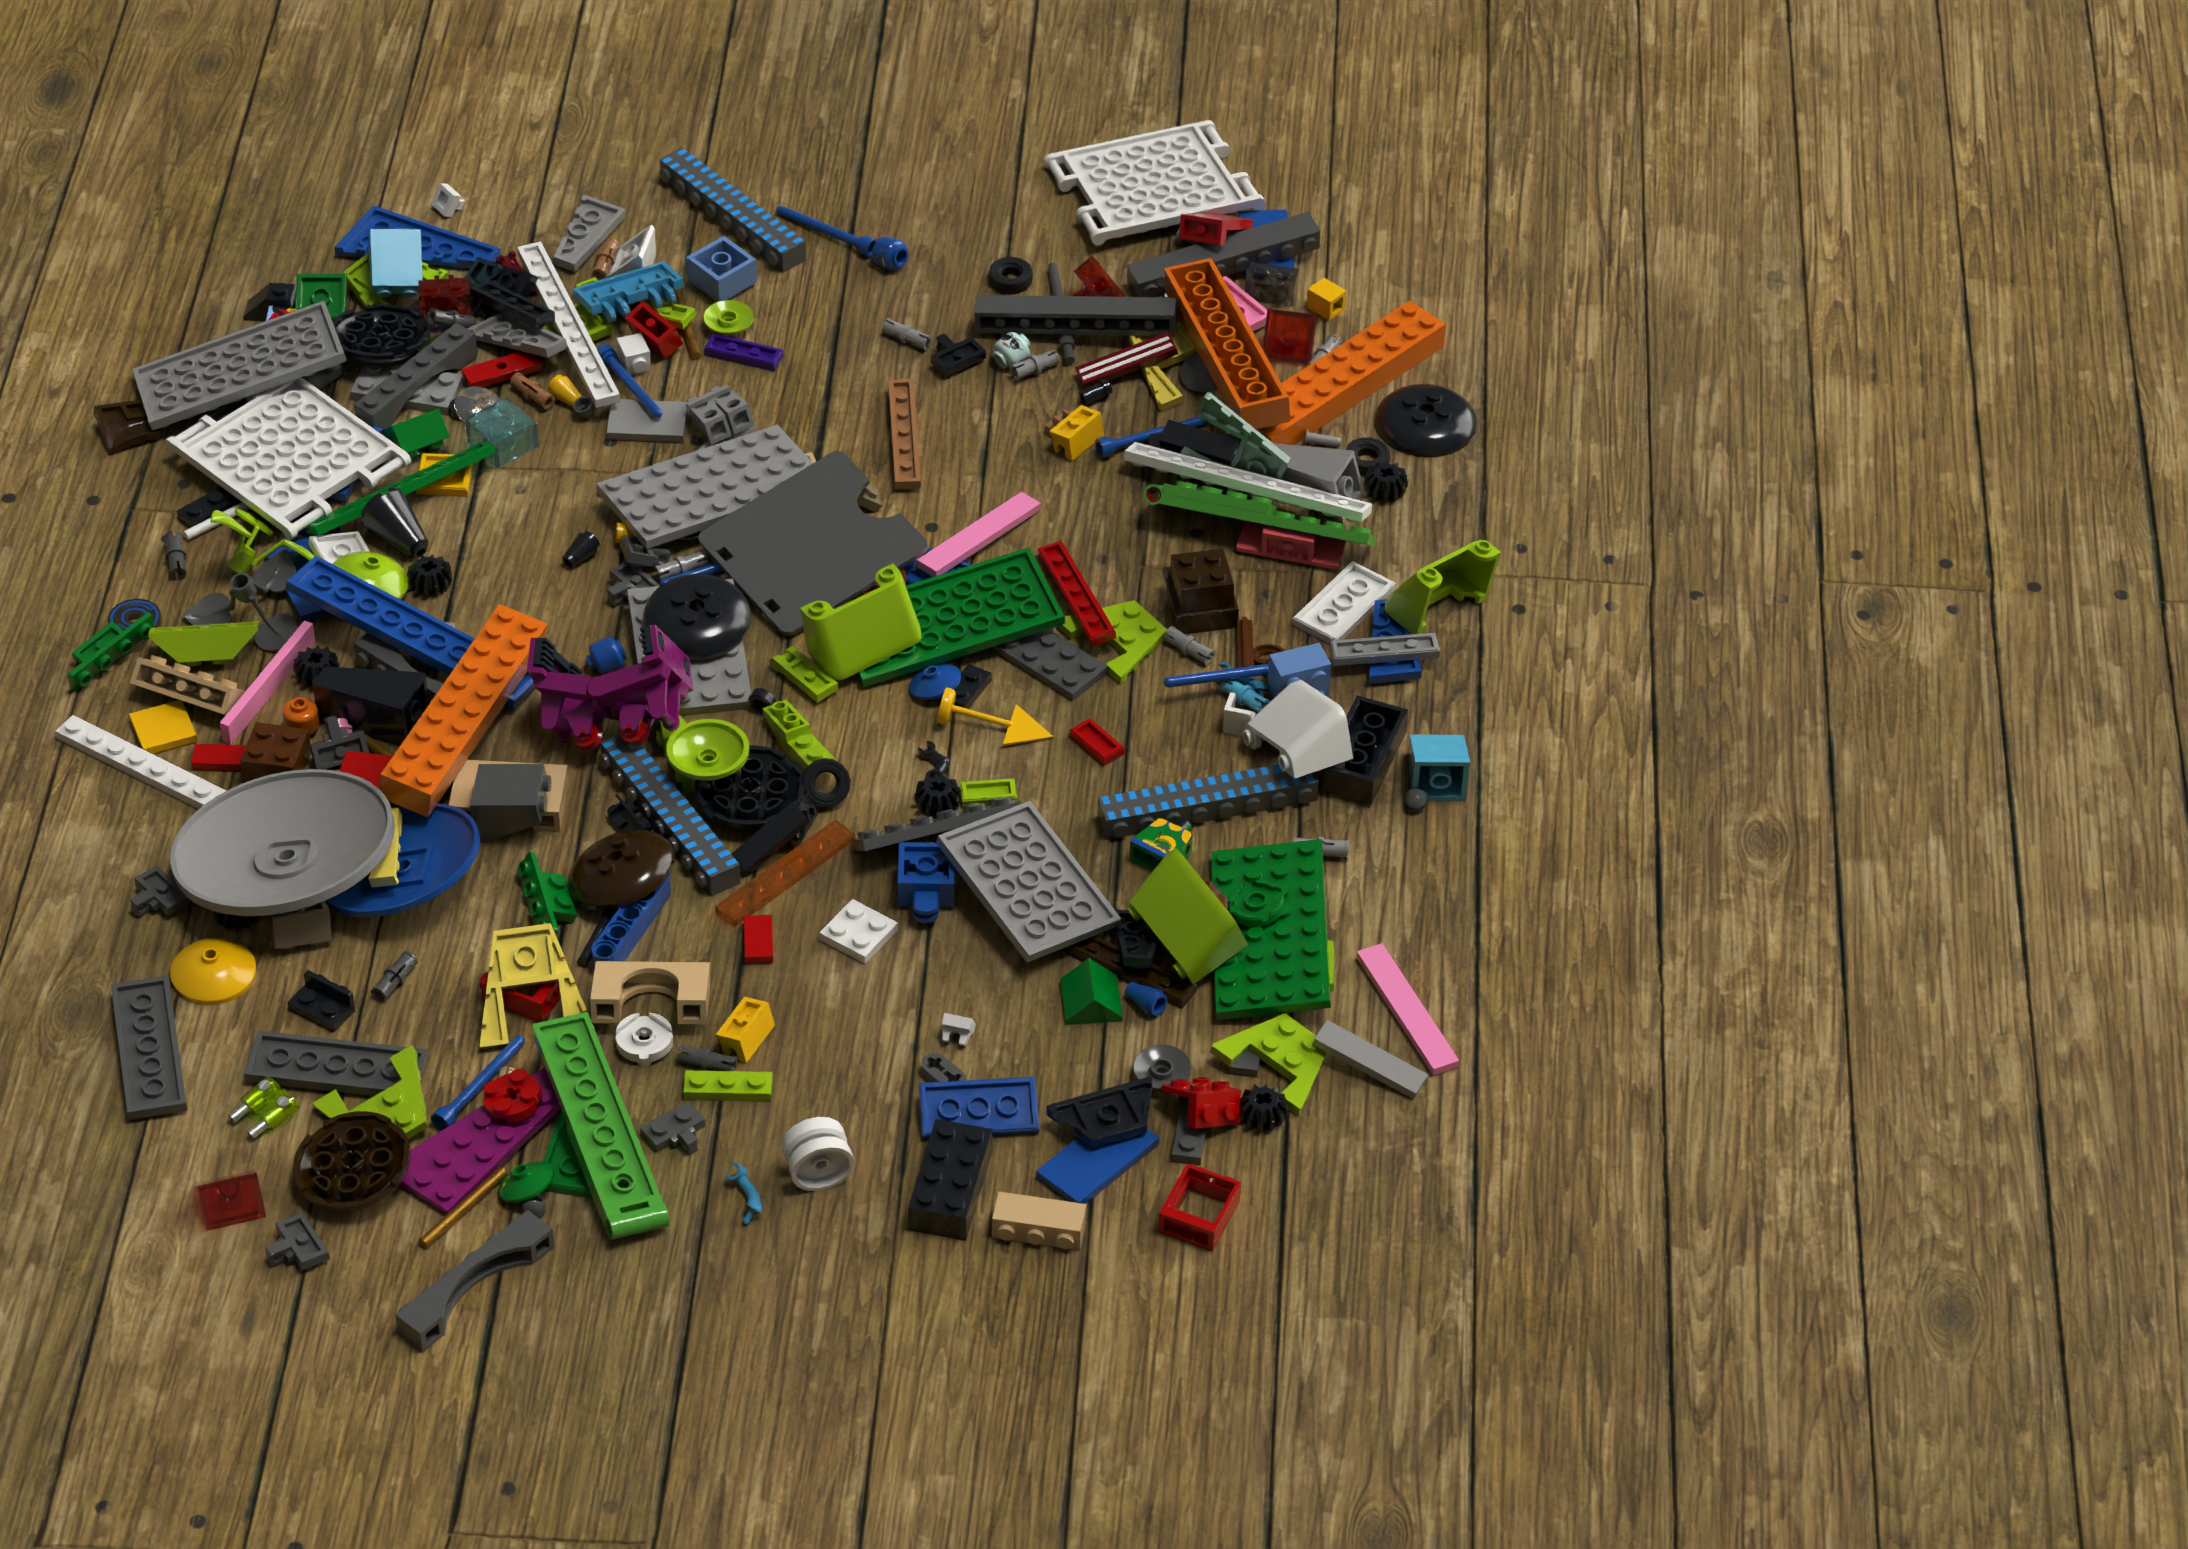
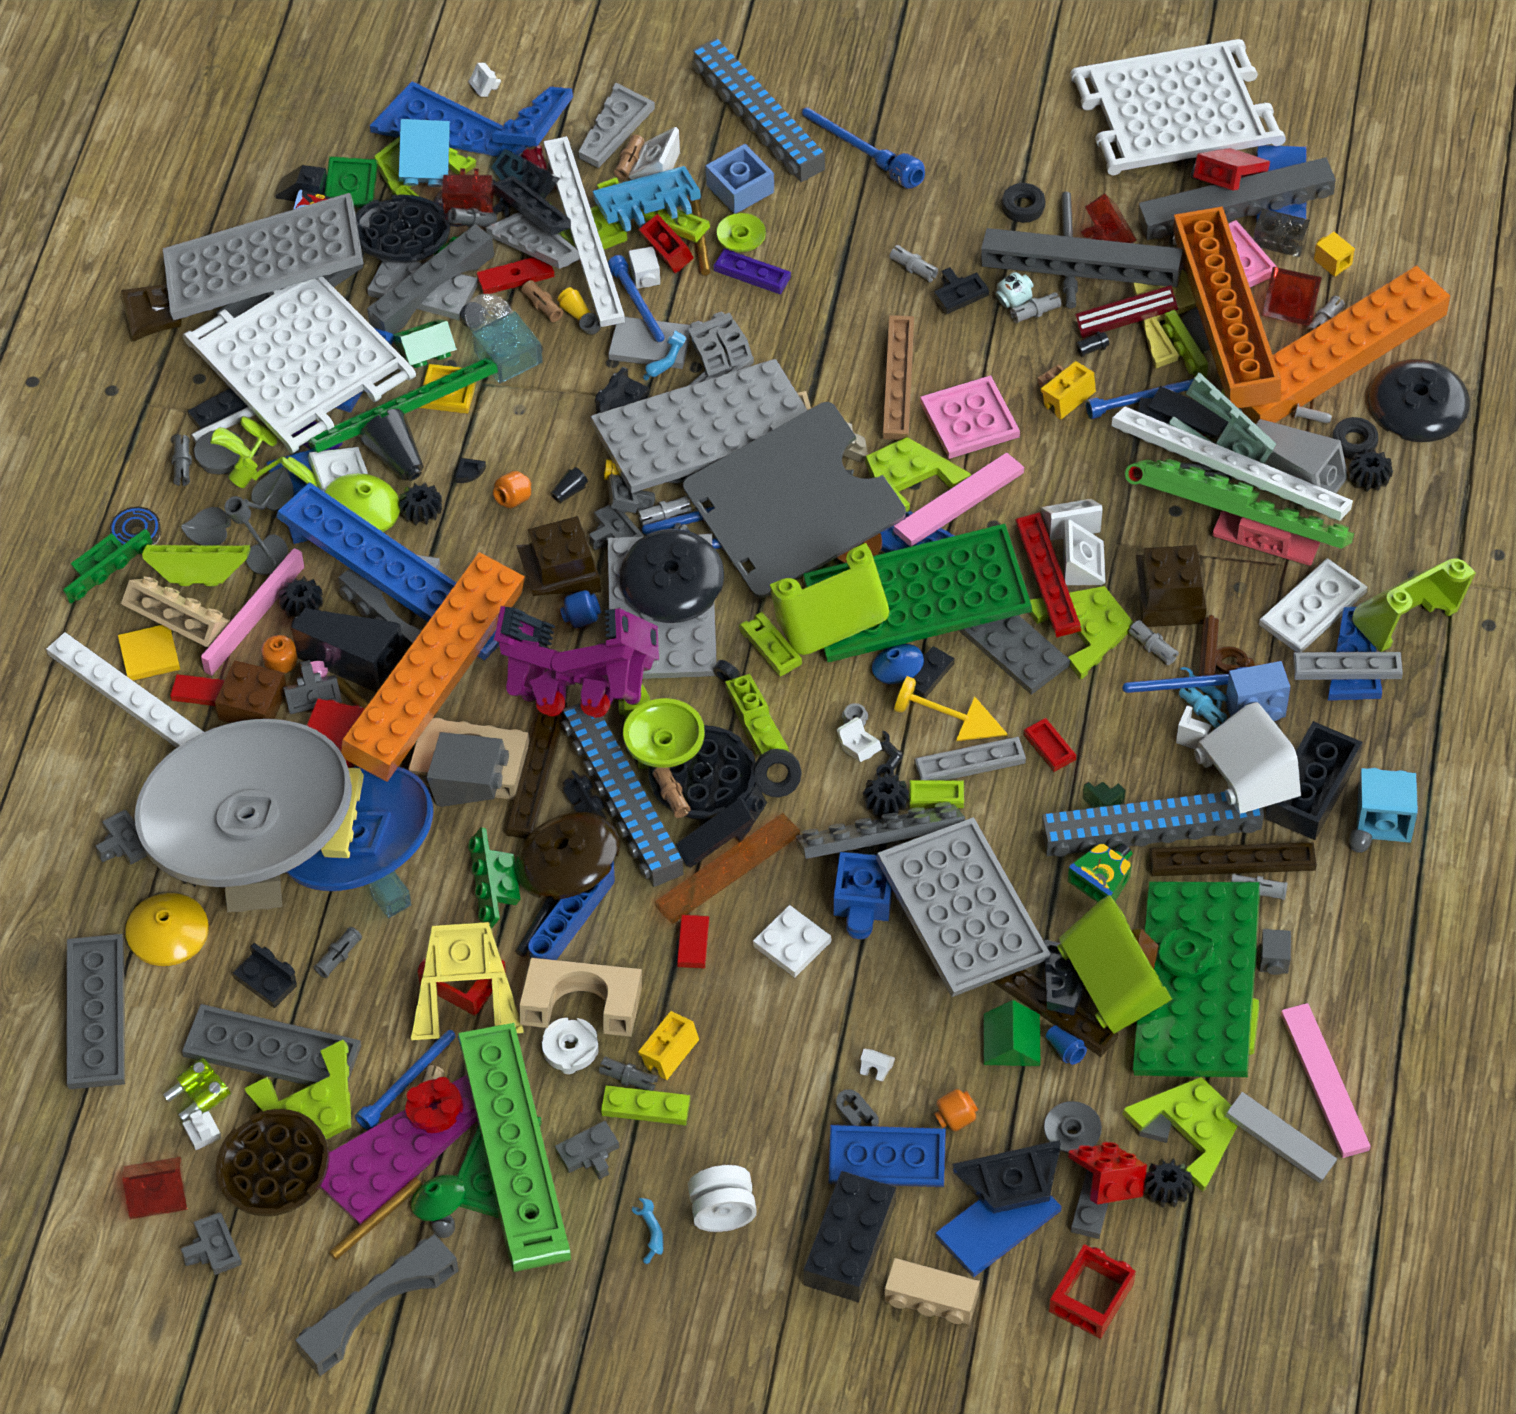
camera: 10 degrees right, 10 degrees up
(213, 545) = (214, 457): none -> dark grey tile
(272, 1143) = (201, 1129): none -> white tile
(442, 919) = (390, 894): none -> clear light blue brick
(476, 544) = (469, 470): none -> black tile
(505, 232) = (535, 120): none -> blue wing
(522, 556) = (512, 489): none -> orange head
(577, 805) = (535, 775): none -> dark brown tile
(580, 609) = (559, 559): none -> dark brown piece
(621, 462) = (620, 392): none -> black bracket
(659, 439) = (657, 367): none -> dark azure piece
(721, 803) = (671, 792): none -> medium nougat pin
(897, 730) = (855, 710): none -> light grey plate
(901, 751) = (857, 741): none -> white bracket
(927, 508) = (910, 463): none -> lime wing
(980, 463) = (970, 417): none -> bright pink plate
(1020, 761) = (971, 760): none -> light grey tile
(1043, 1061) = (956, 1110): none -> orange head
(1096, 545) = (1083, 513): none -> white slope
(1108, 575) = (1082, 556): none -> white slope
(1146, 779) = (1103, 795): none -> clear green panel
(1185, 382) = (1185, 345): none -> lime plate
(1286, 827) = (1232, 859): none -> dark brown tile
(1344, 900) = (1275, 951): none -> dark grey brick

